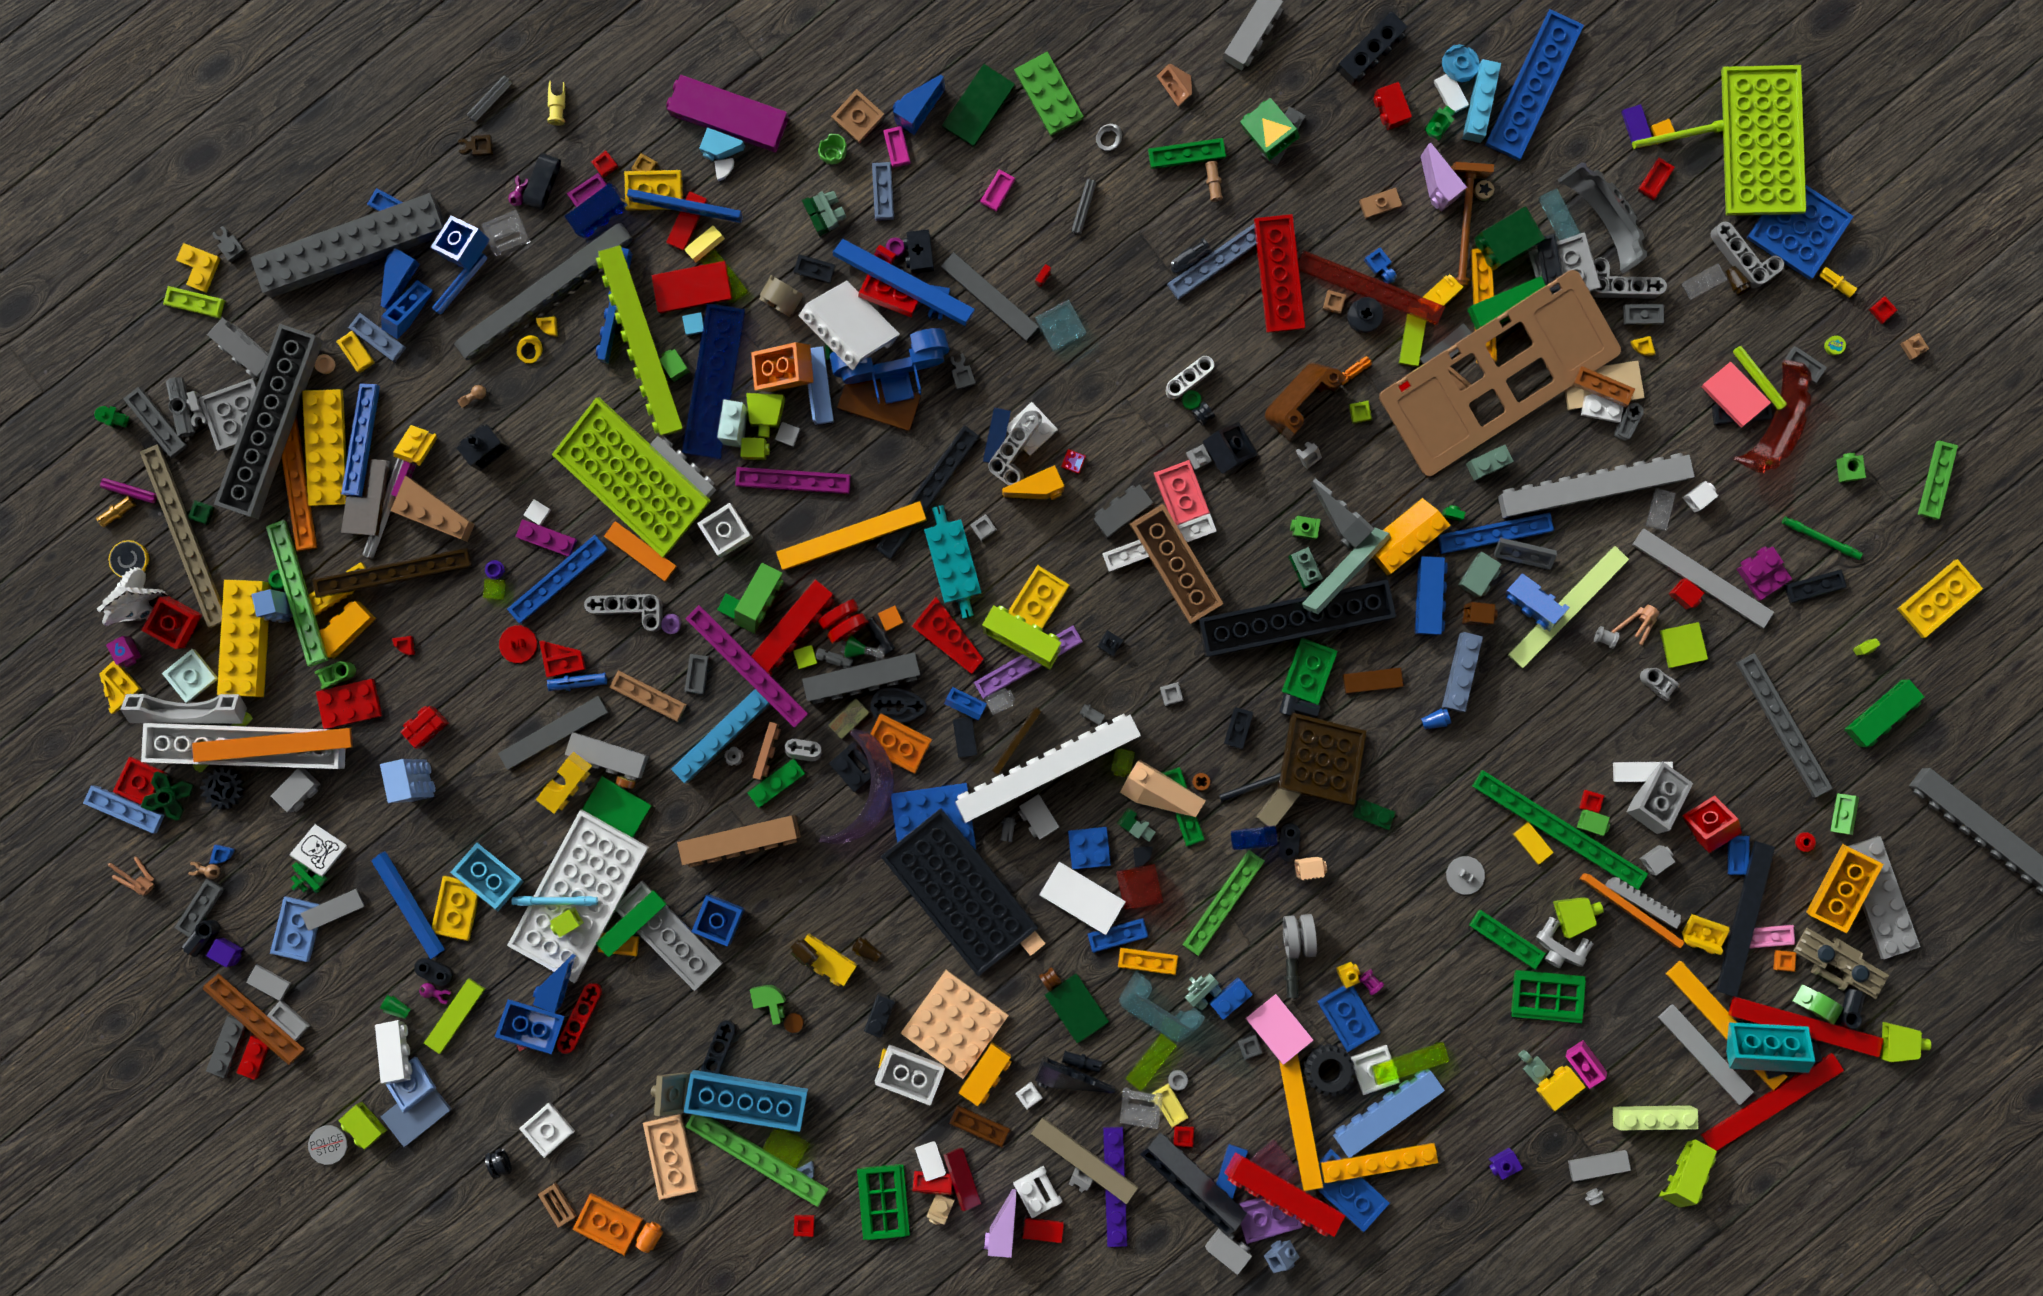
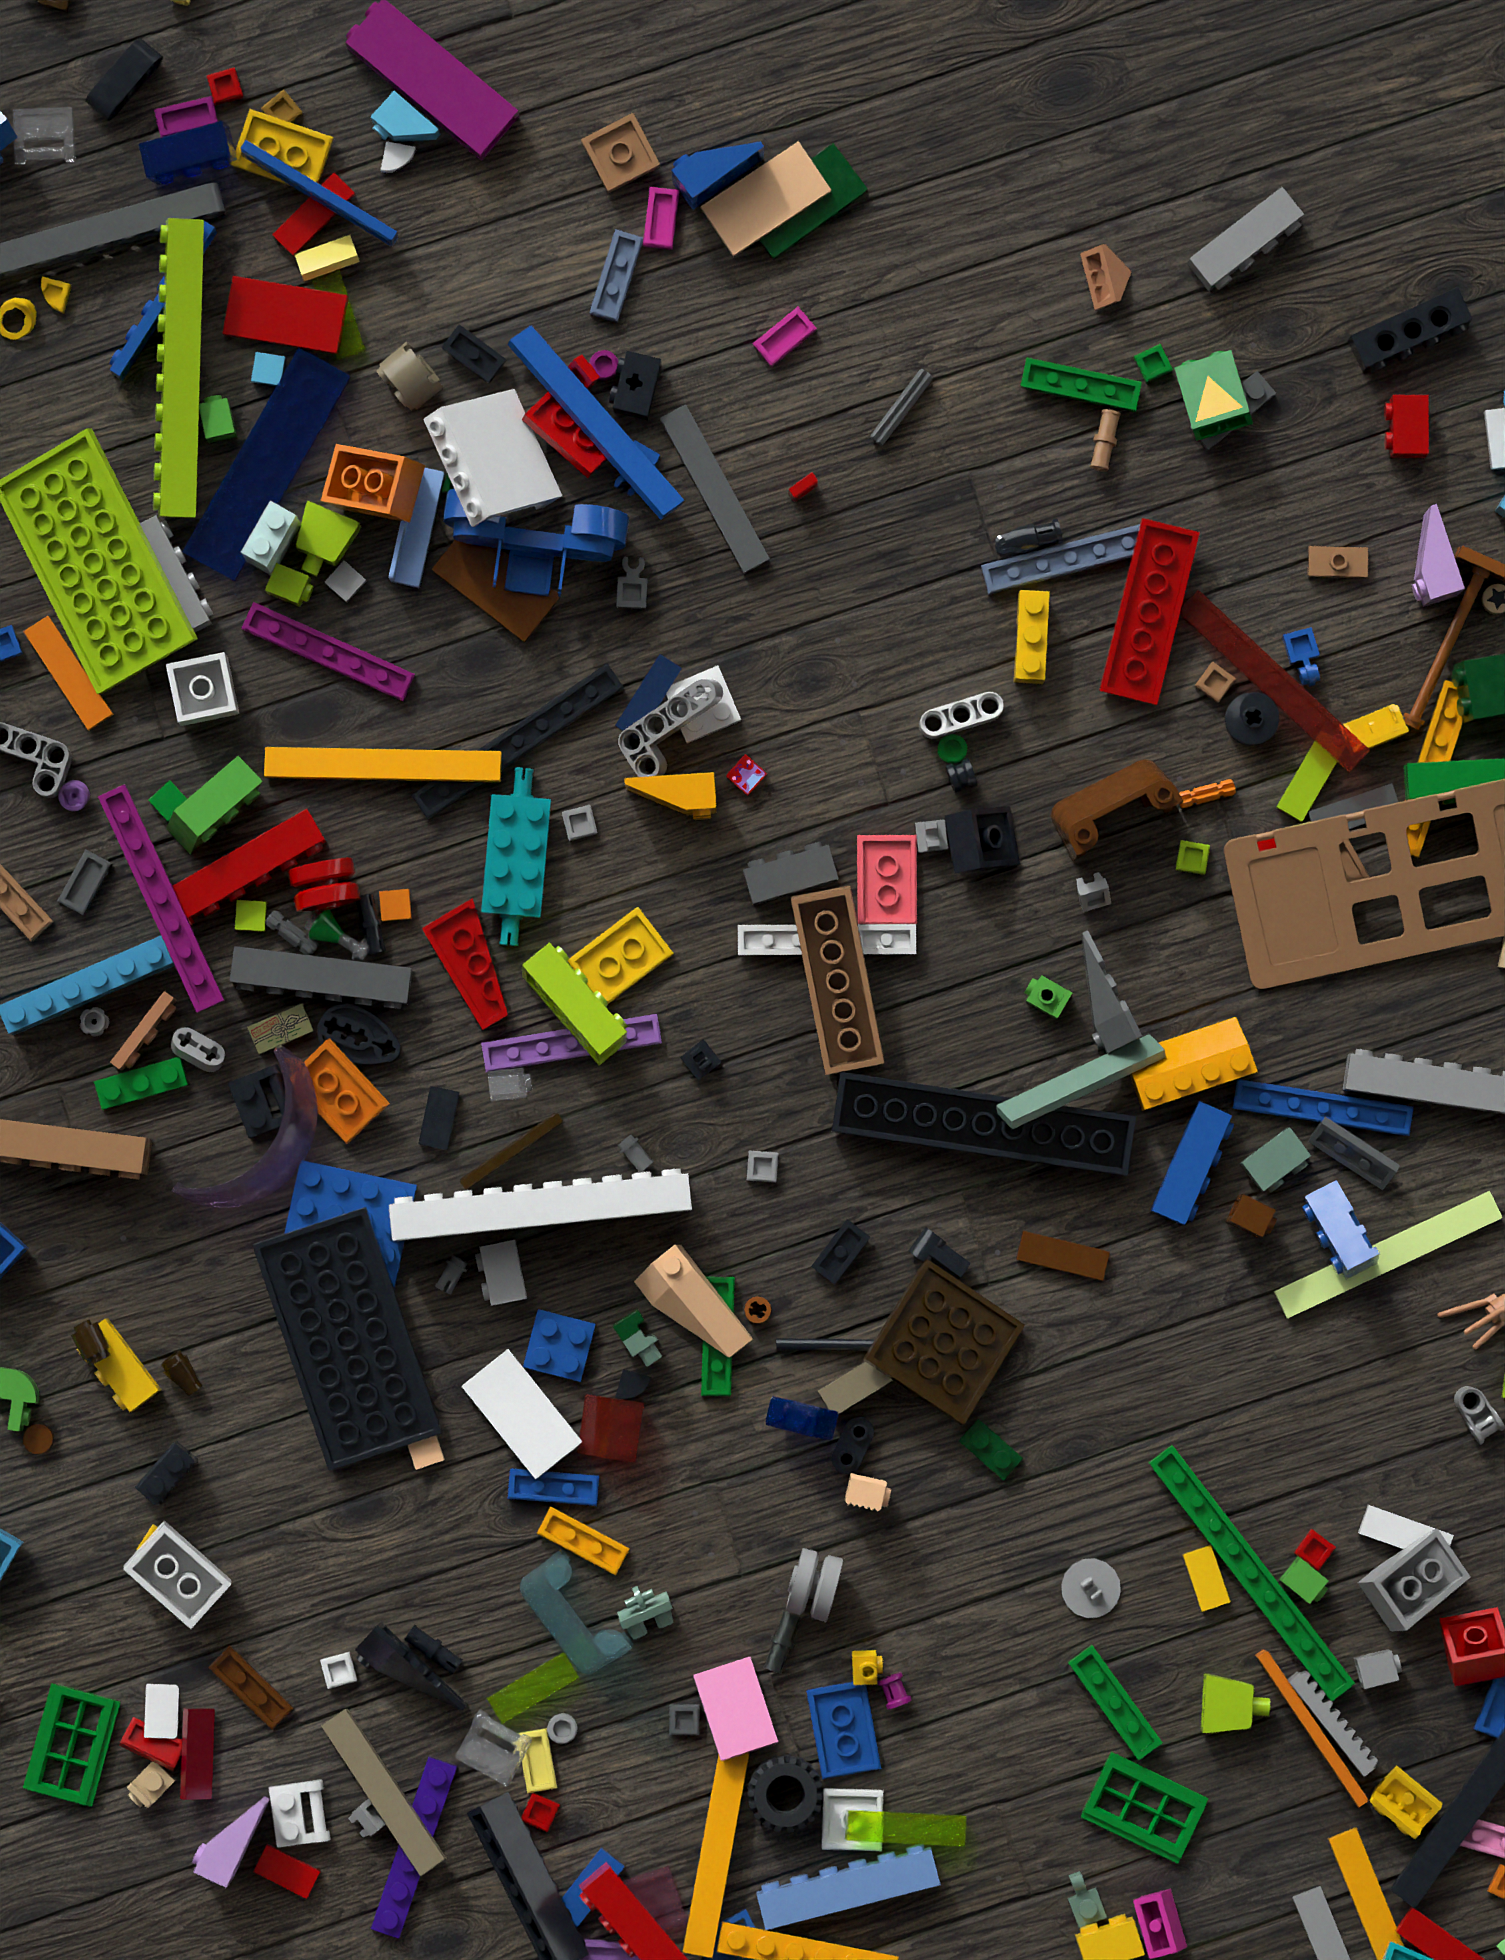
camera: 15 degrees right, 0 degrees up
(516, 196) = (80, 85): magenta arm -> none
(821, 213) = (514, 276): sand green hips -> none
(832, 149) = (565, 188): bright green hair -> none
(954, 1024) = (269, 1527): light nougat plate -> none
(955, 111) = (765, 199): none -> light nougat tile
(965, 703) = (457, 1069): blue plate -> none
(985, 1074) = (287, 1616): light orange brick -> none
(1048, 93) = (912, 222): bright green plate -> none
(1050, 979) = (432, 1513): reddish brown wheel -> none
(1060, 325) = (802, 569): clear light blue plate -> none
(1076, 1008) = (454, 1569): dark green tile -> none
(1107, 128) = (978, 304): light grey piece -> none
(1122, 762) = (653, 1239): clear neon green brick -> none
(1217, 321) = (1031, 636): none -> yellow arch
(1223, 902) = (724, 1497): bright green tile -> none
(1224, 125) = (1153, 363): none -> green tile
(1230, 998) = (681, 1638): blue brick -> none
(1306, 565) = (1025, 1055): sand green hips -> none
(1309, 671) = (974, 1207): green plate -> none
(1436, 719) = (1134, 1346): blue cone -> none
(1440, 122) = (1465, 478): green hips -> none
(1453, 513) = (1271, 1055): green plate -> none
(1462, 672) = (1196, 1291): sand blue brick -> none
(1489, 462) = (1351, 1001): sand green brick -> none
(1559, 953) = (1182, 1750): light grey connector -> none
(1606, 637) = (1426, 1319): light grey bush -> none

